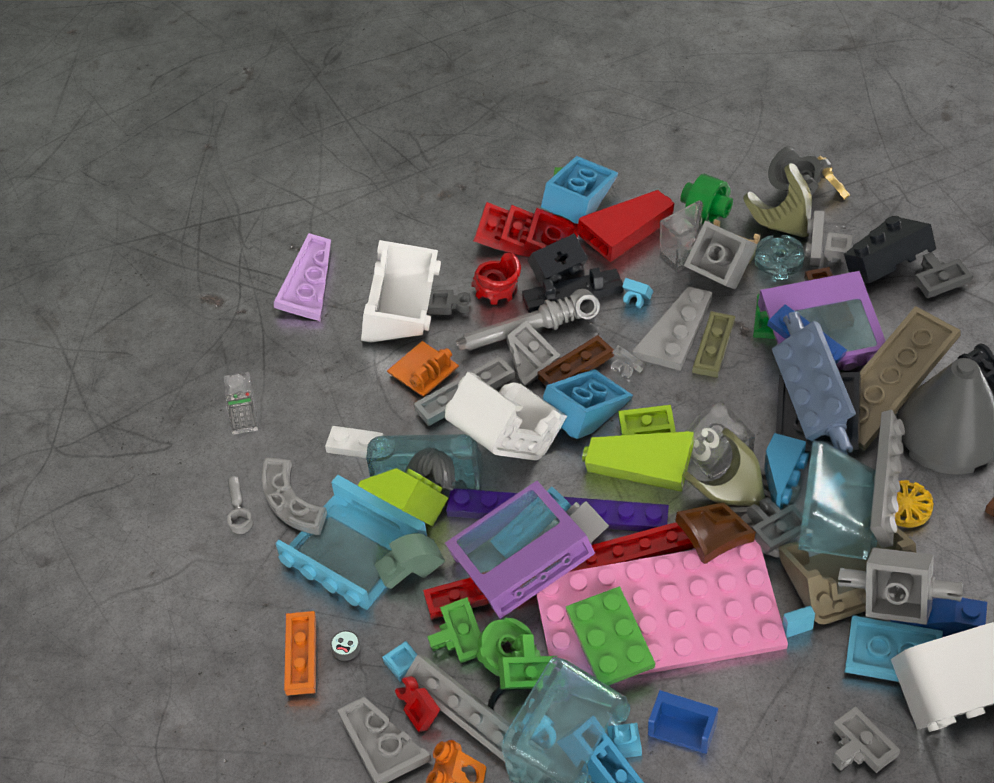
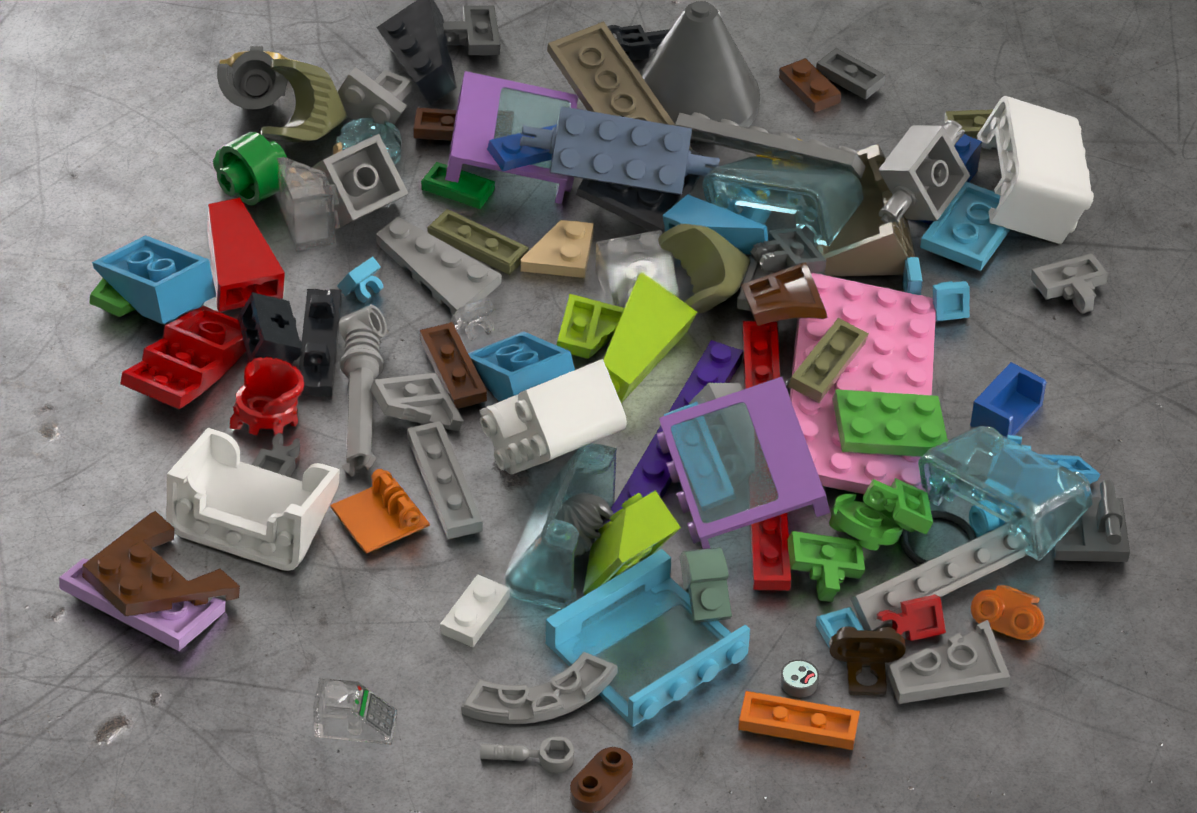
camera: 80 degrees left, 5 degrees down
(222, 550) = (604, 777): none -> reddish brown plate
(319, 265) = (142, 581): none -> reddish brown wing
(383, 687) = (870, 650): none -> dark brown bracket
(650, 573) = (828, 360): none -> olive plate
(735, 392) = (561, 251): none -> tan wing
(787, 653) = (951, 300): none -> medium azure tile

